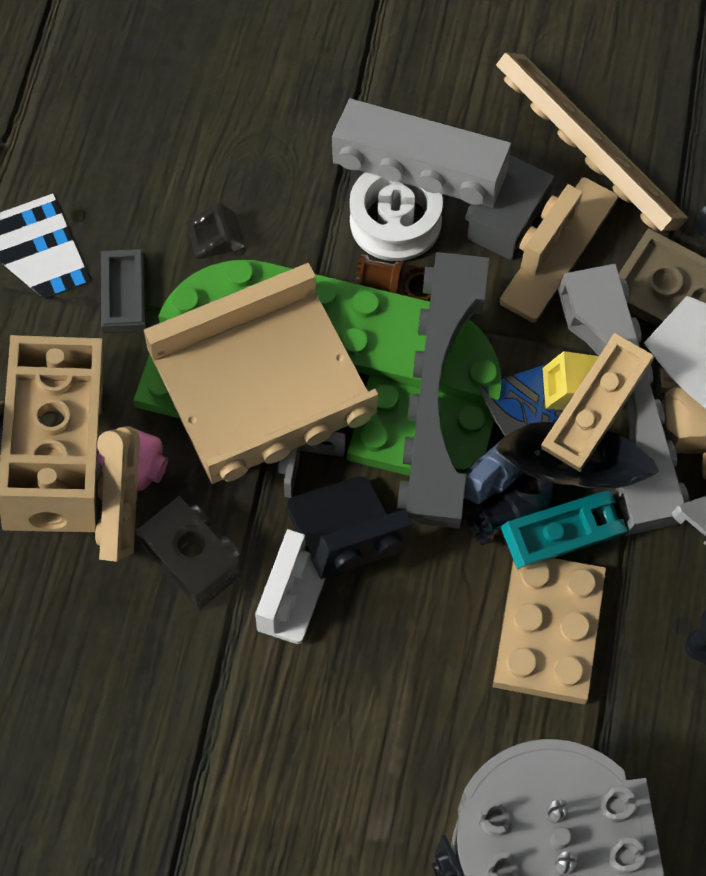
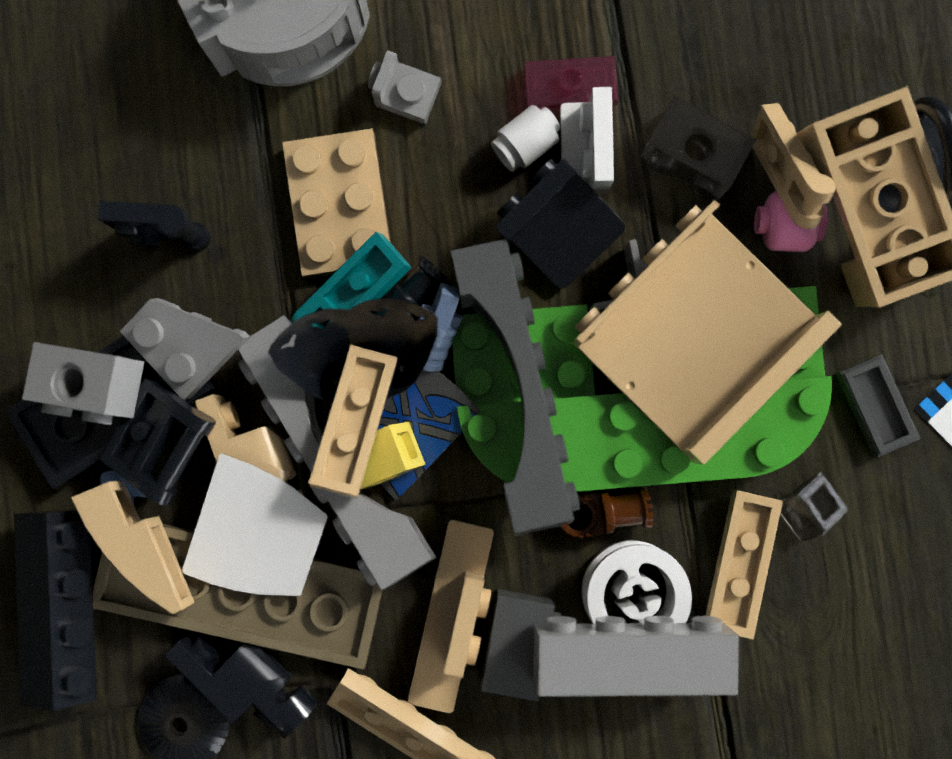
camera: 165 degrees right, 20 degrees up
(282, 662) = (568, 80): none -> clear pink plate
(294, 207) = (744, 561): none -> tan plate
(347, 618) = (526, 137): none -> white brick
(448, 712) = (403, 88): none -> light grey bracket

